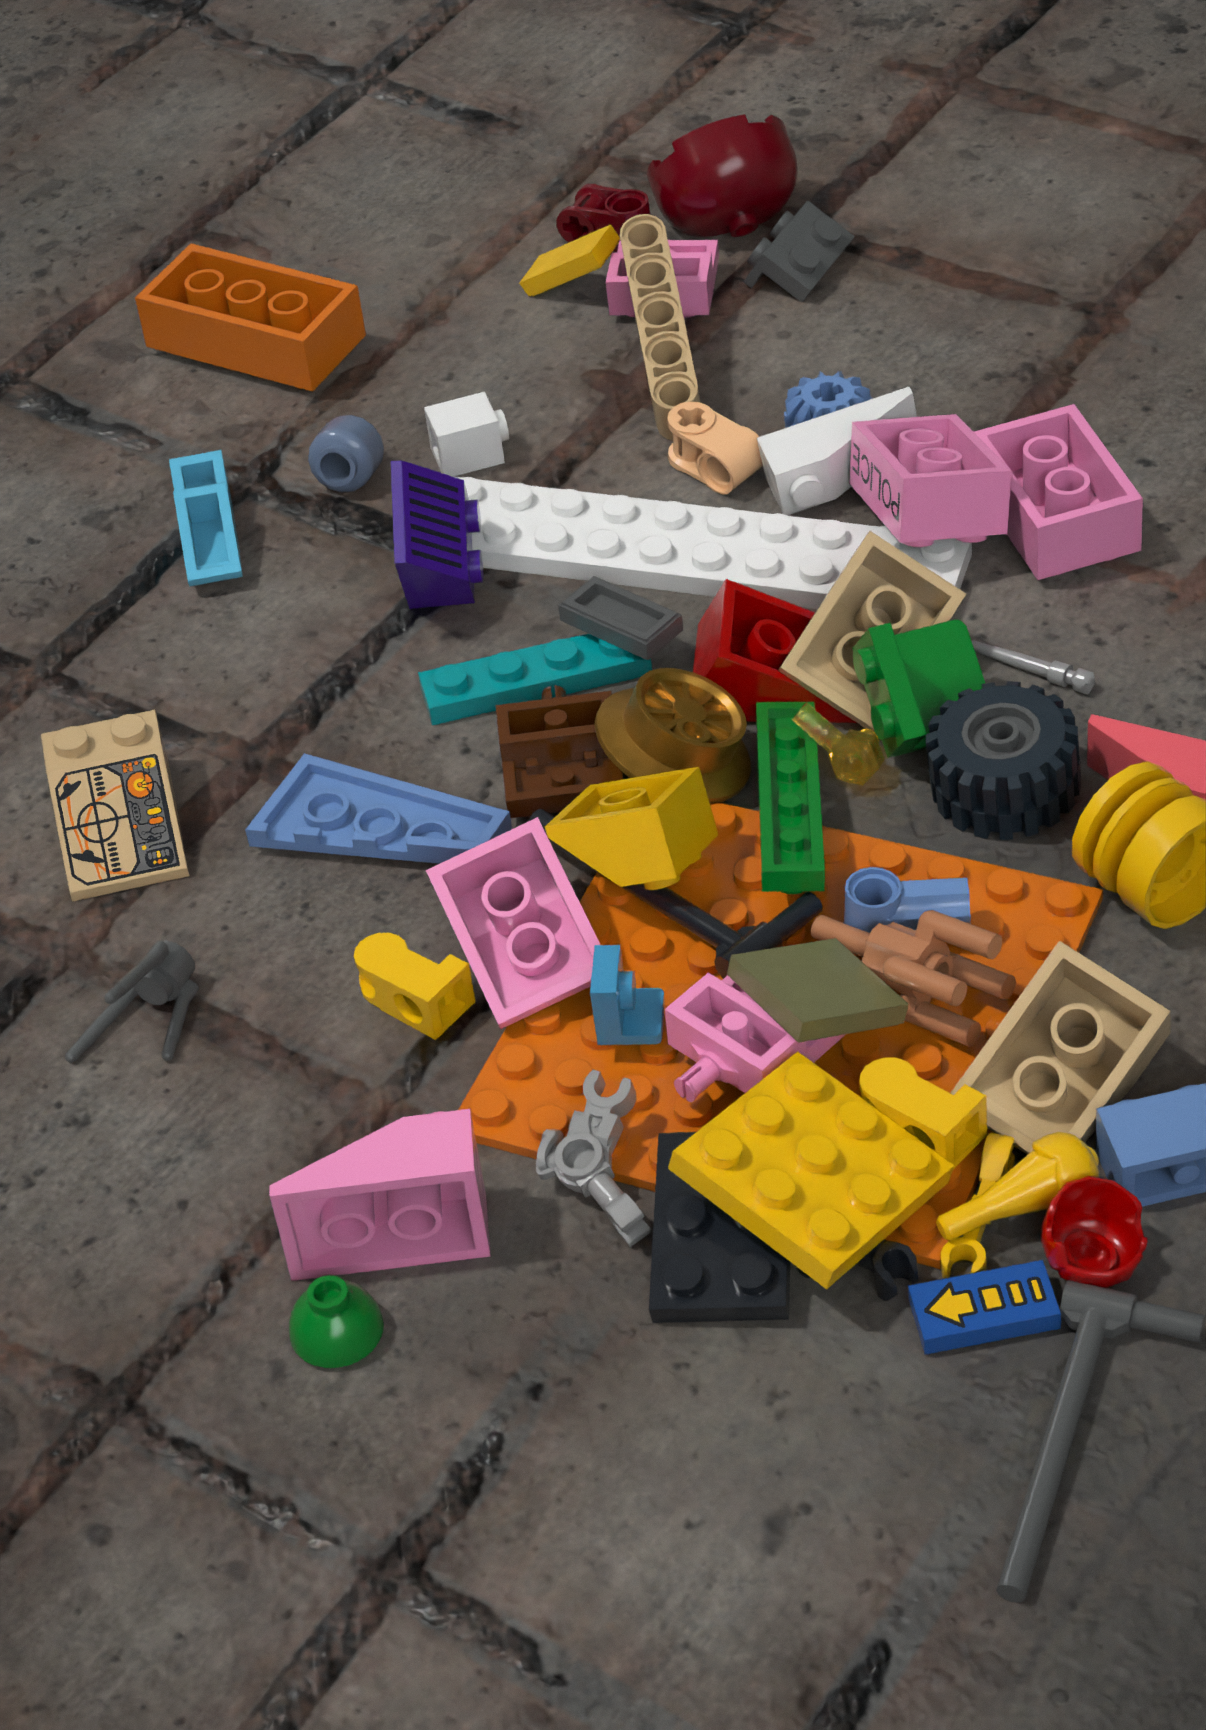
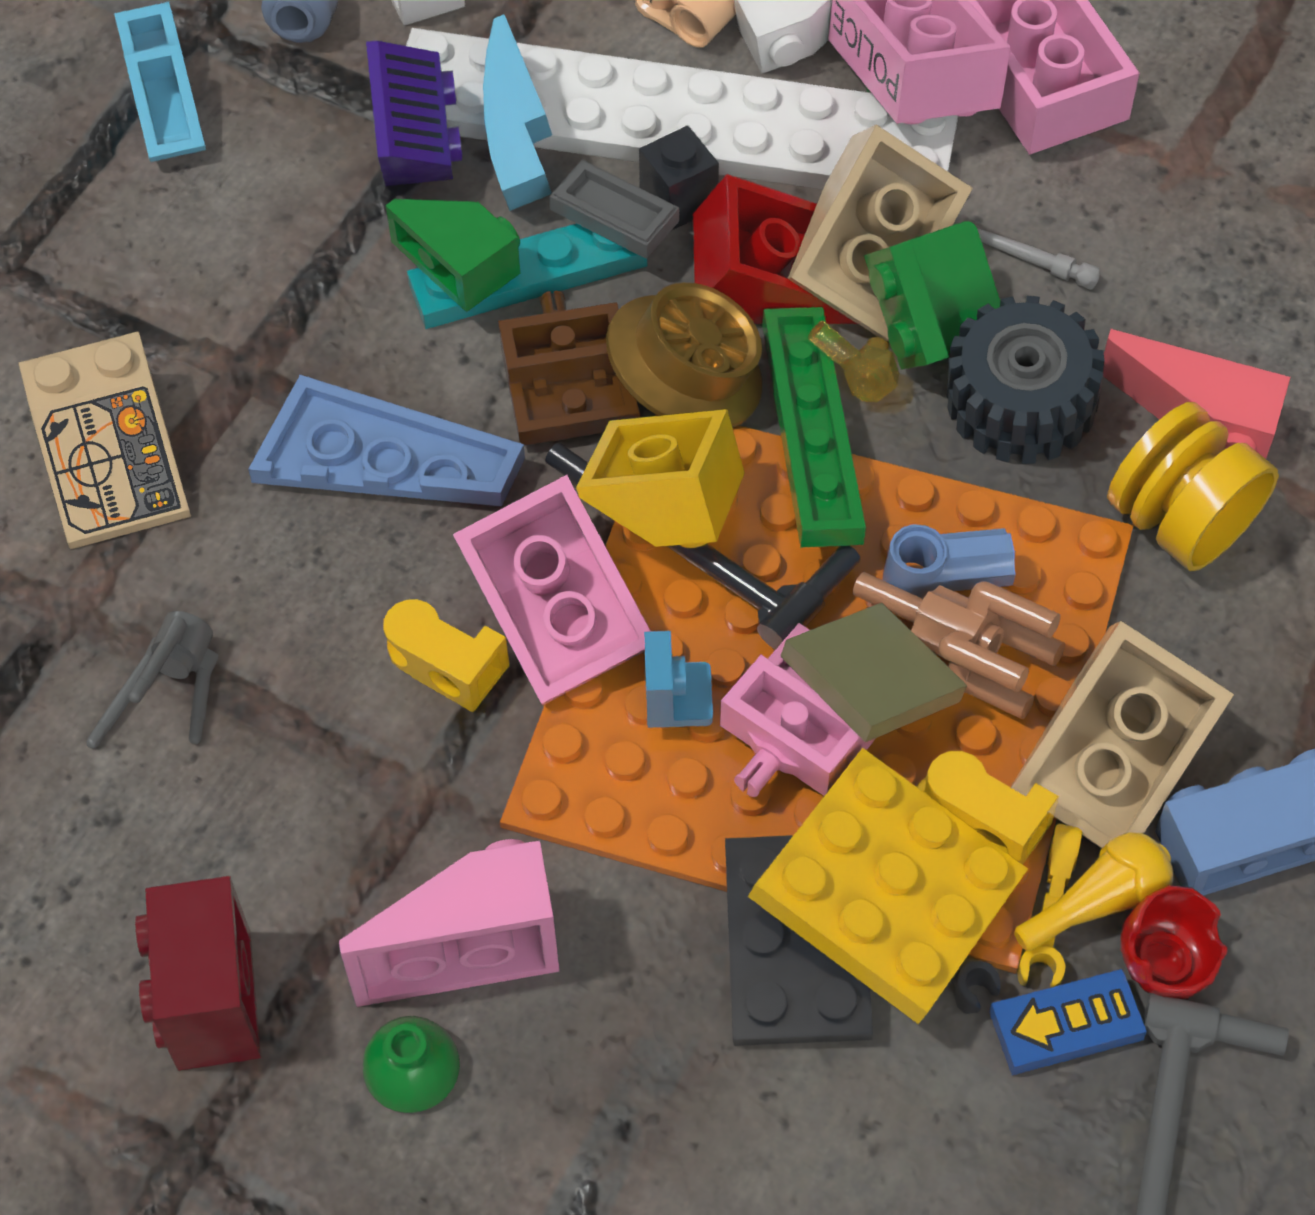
camera: 10 degrees left, 15 degrees up
(141, 1230) = (199, 973): none -> dark red brick
(463, 643) = (456, 246): none -> green slope
(531, 544) = (513, 119): none -> medium azure slope
(585, 1159) = (650, 864): light grey piece -> none
(686, 585) = (679, 171): none -> black brick

